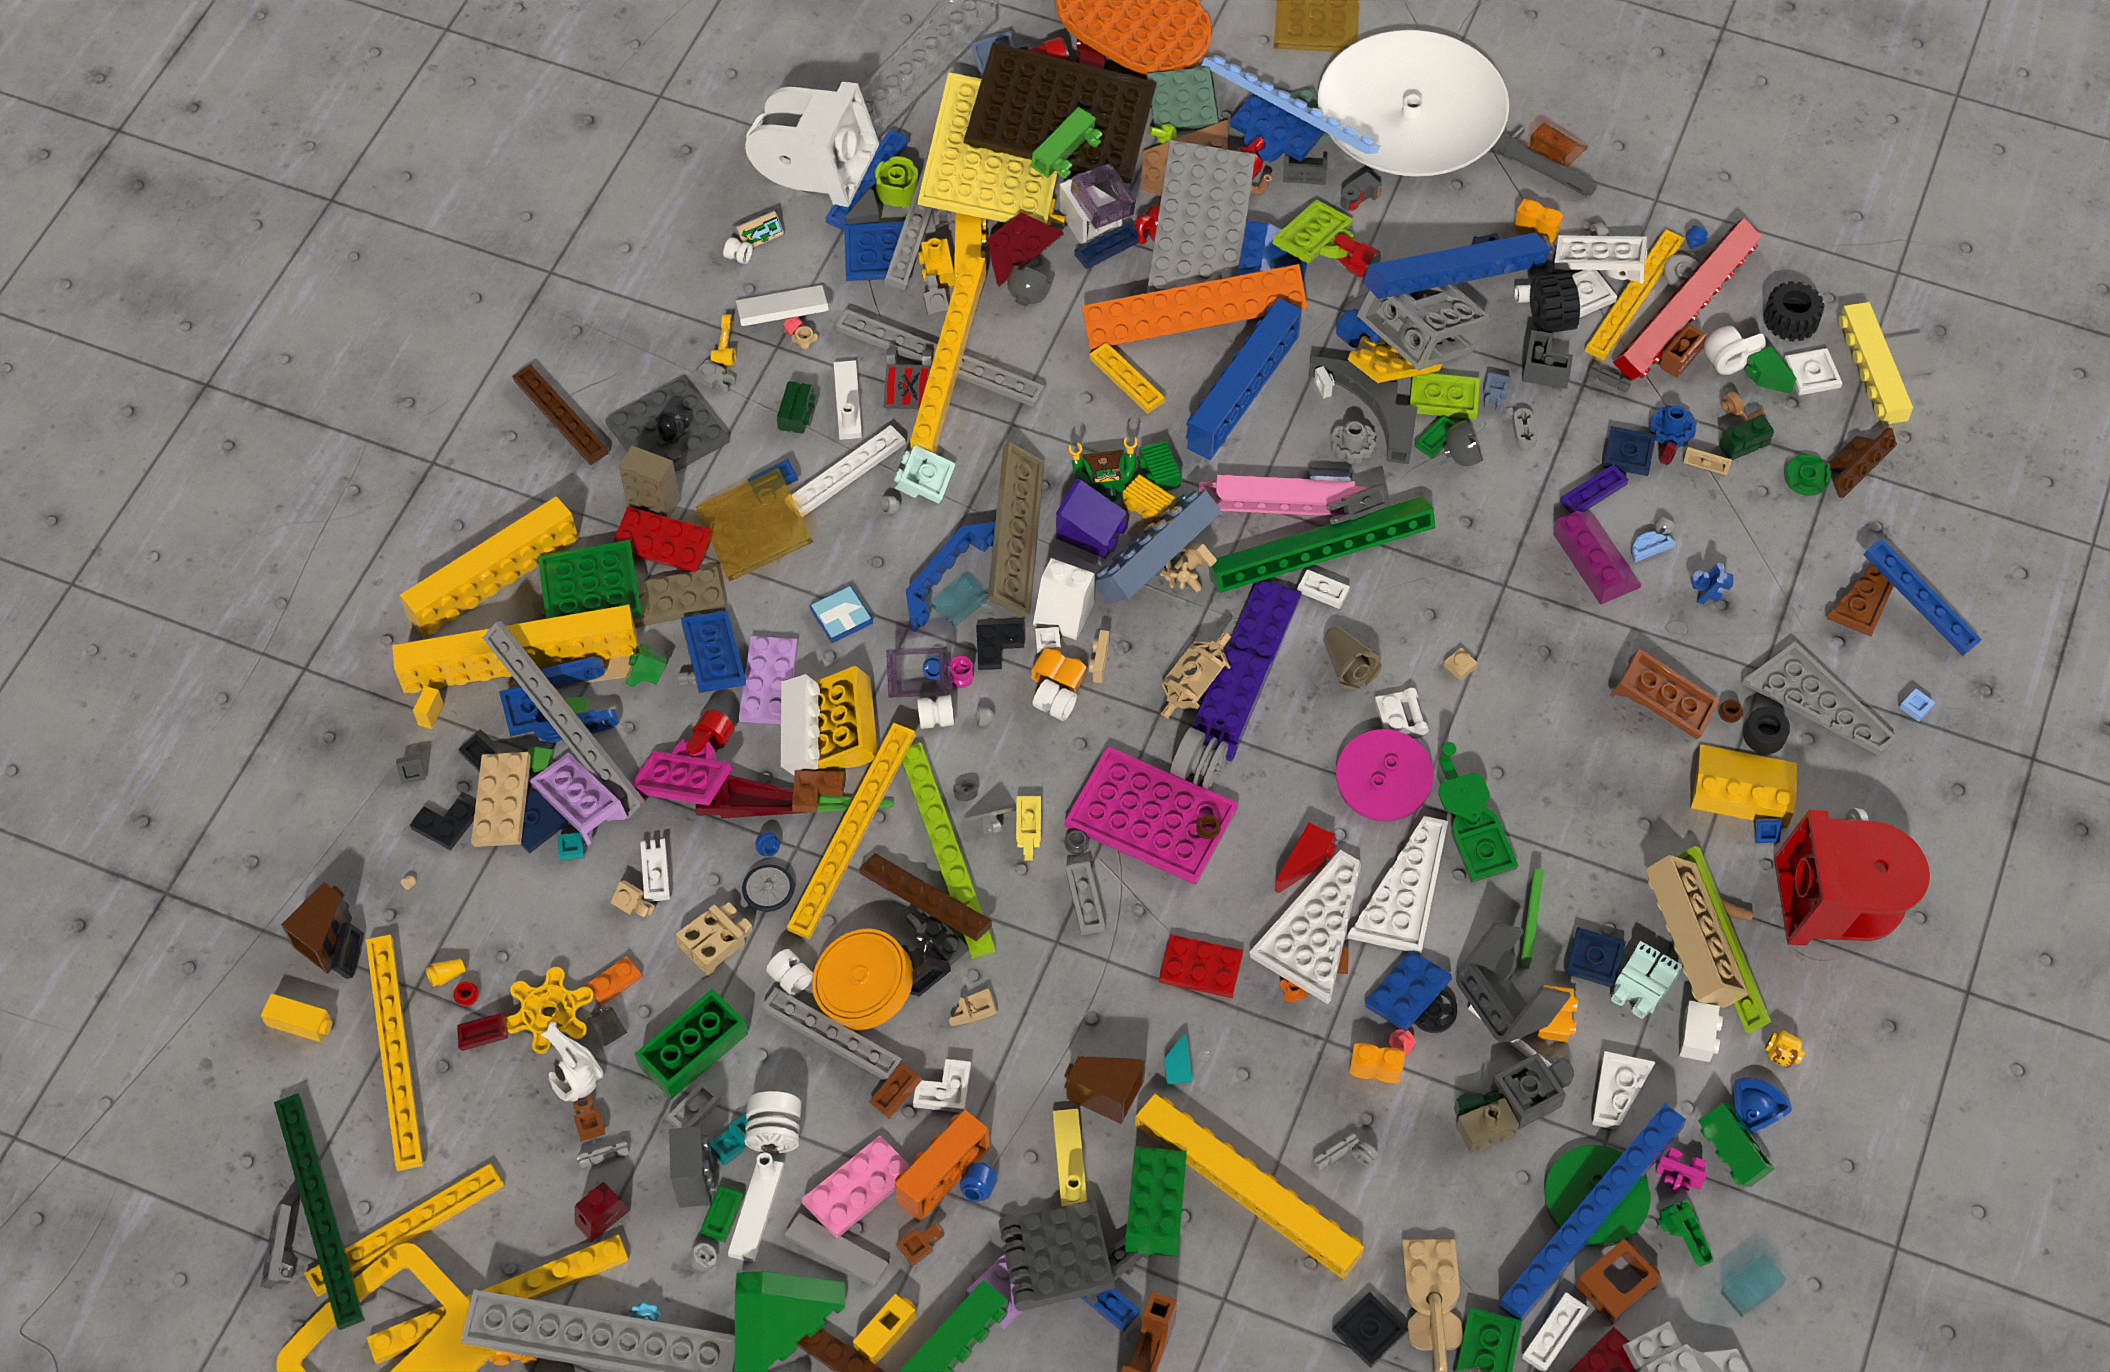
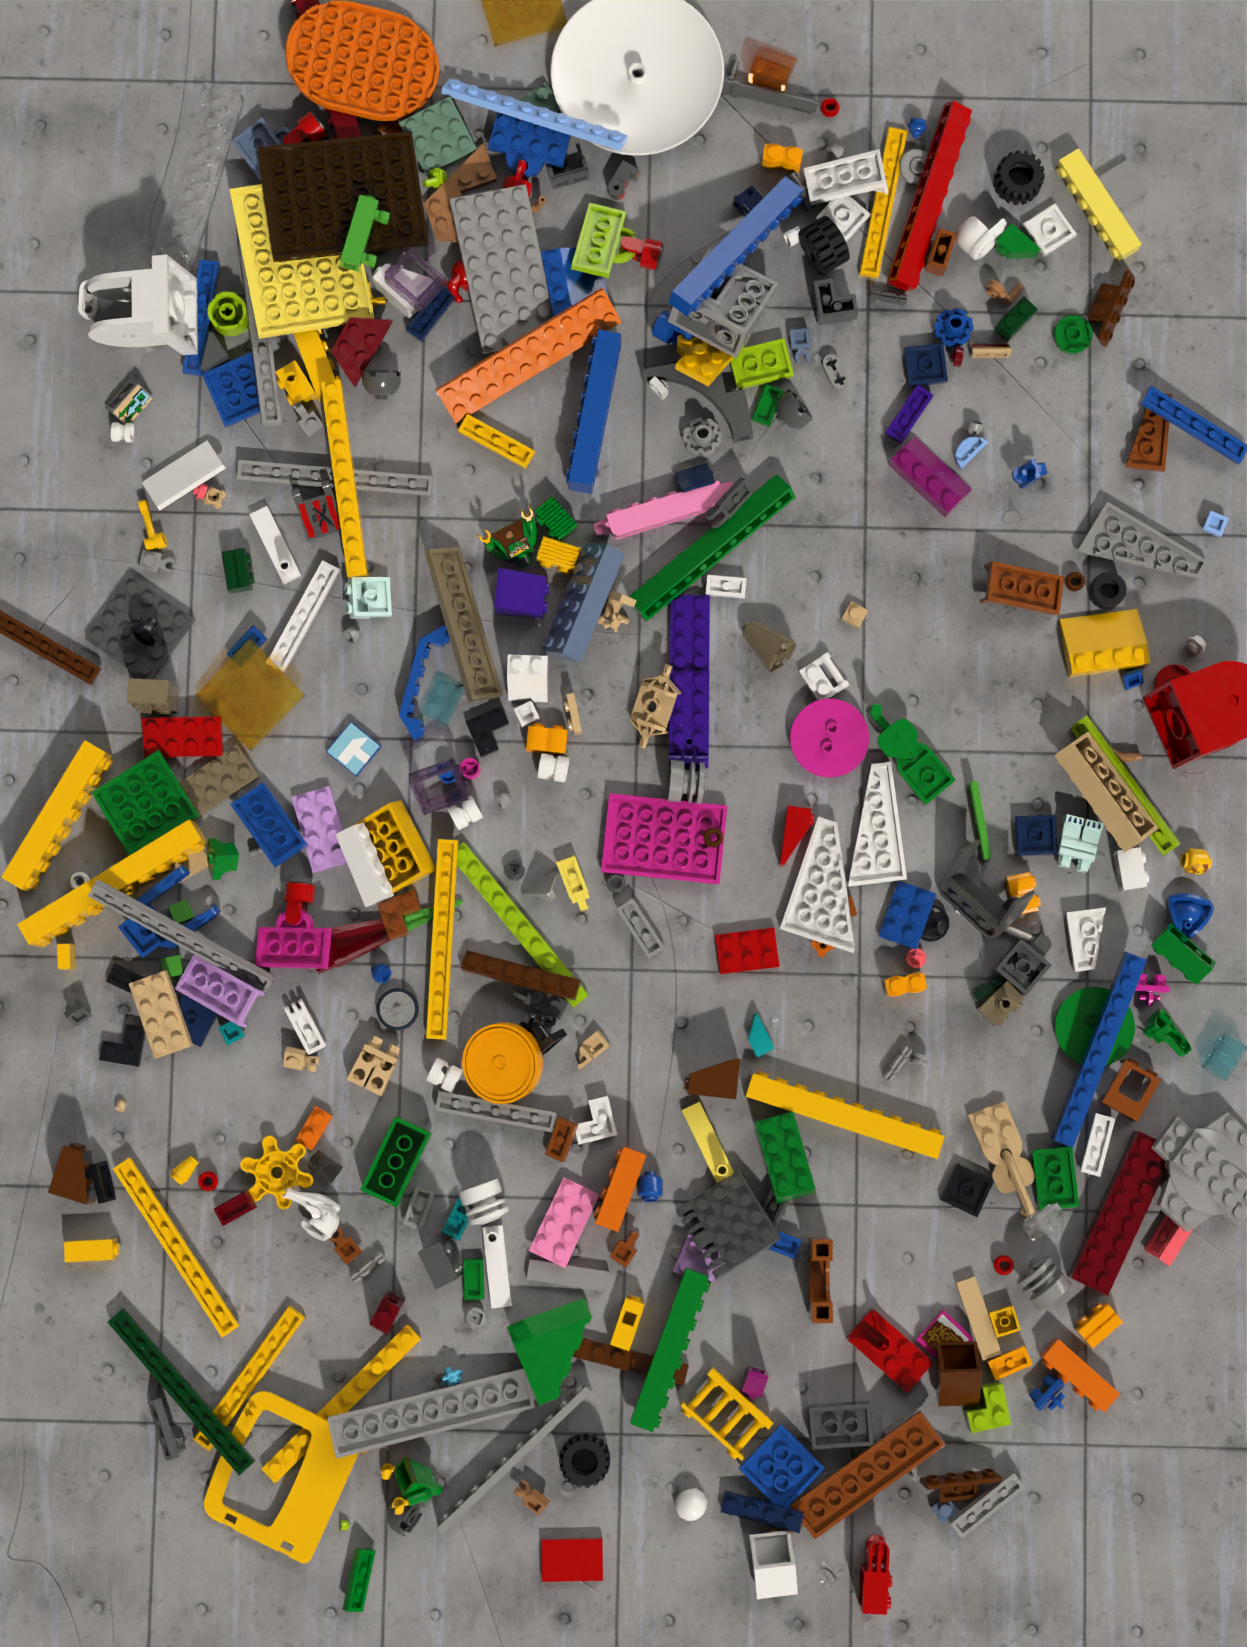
camera: 20 degrees left, 25 degrees up
(1607, 194) = (830, 102): none -> red plate

